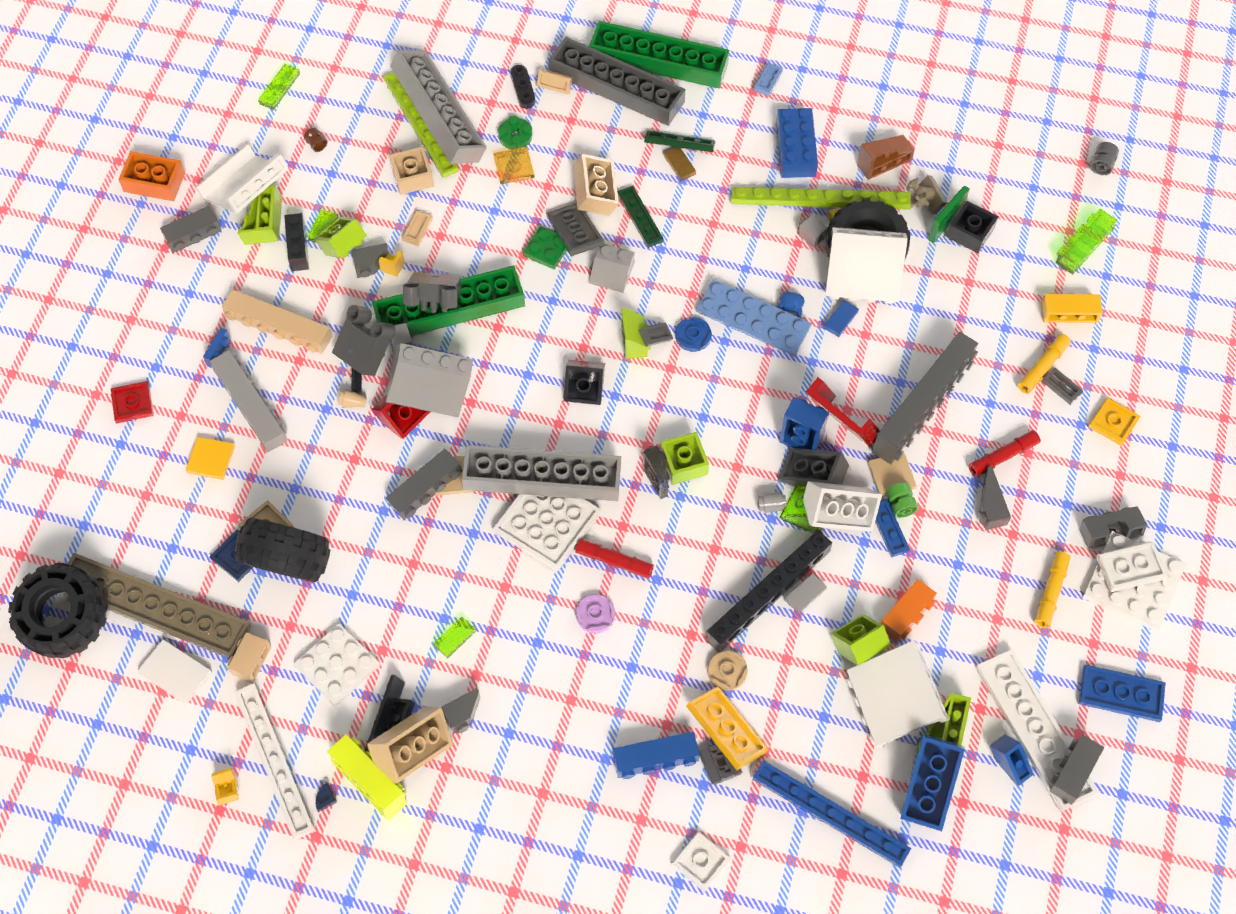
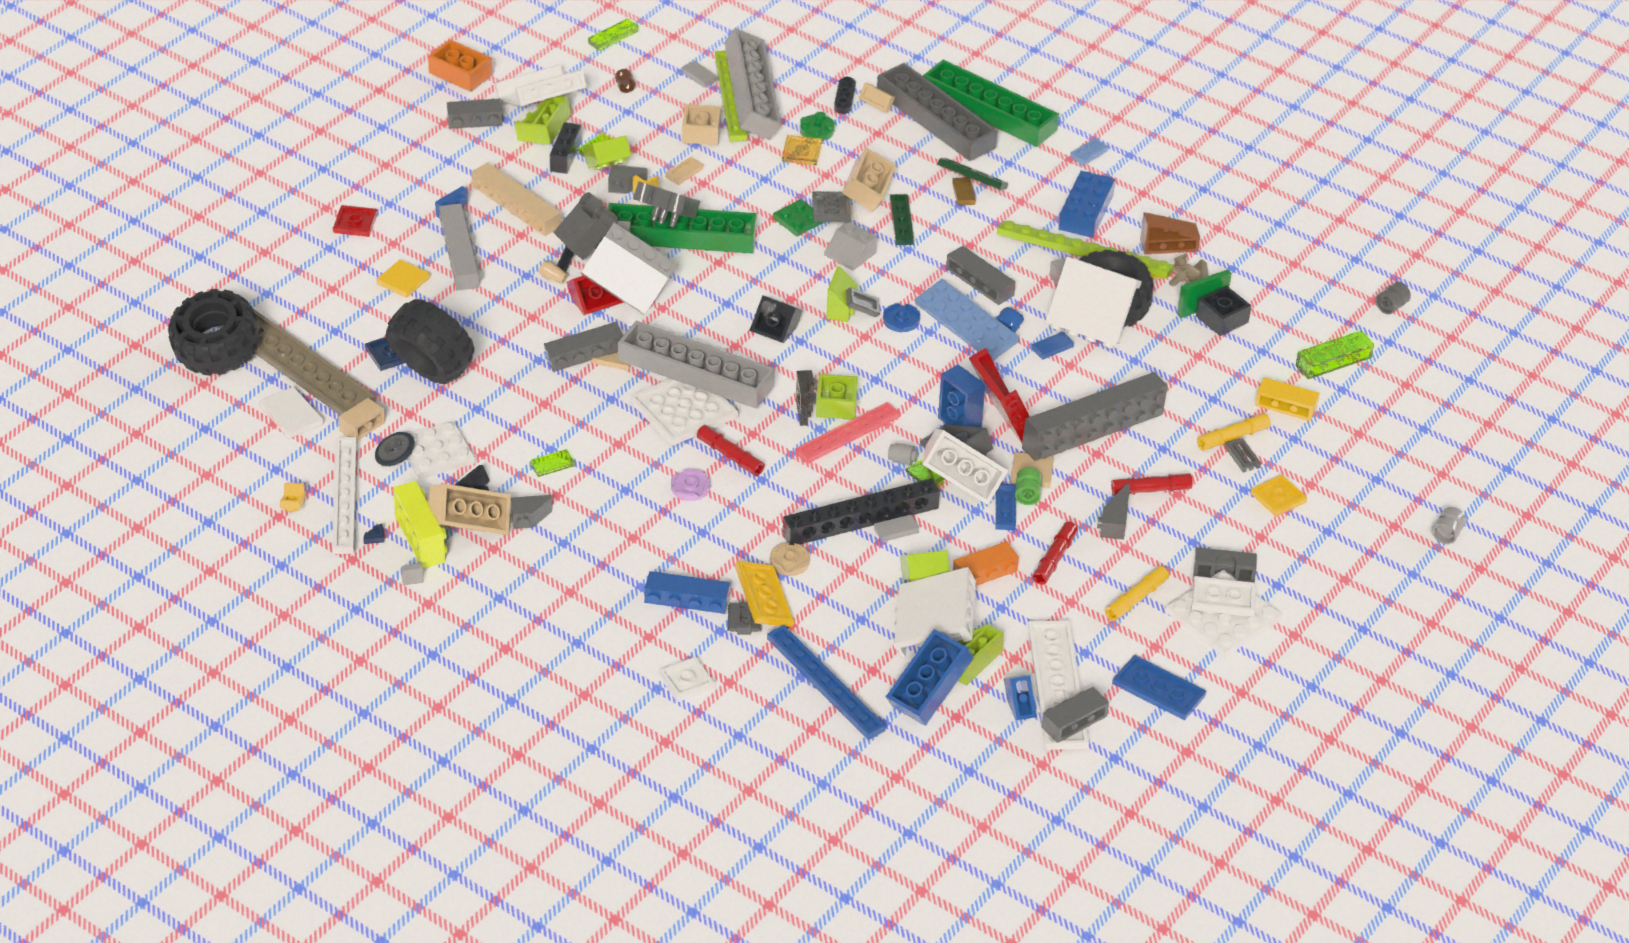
camera: 20 degrees right, 20 degrees down
(309, 683) = (405, 447): none -> wheel
(379, 106) = (699, 74): none -> light grey tile
(385, 838) = (412, 574): none -> light grey tile
(708, 493) = (847, 432): none -> coral tile
(742, 260) = (980, 275): none -> dark grey brick
(960, 584) = (1055, 552): none -> red piece

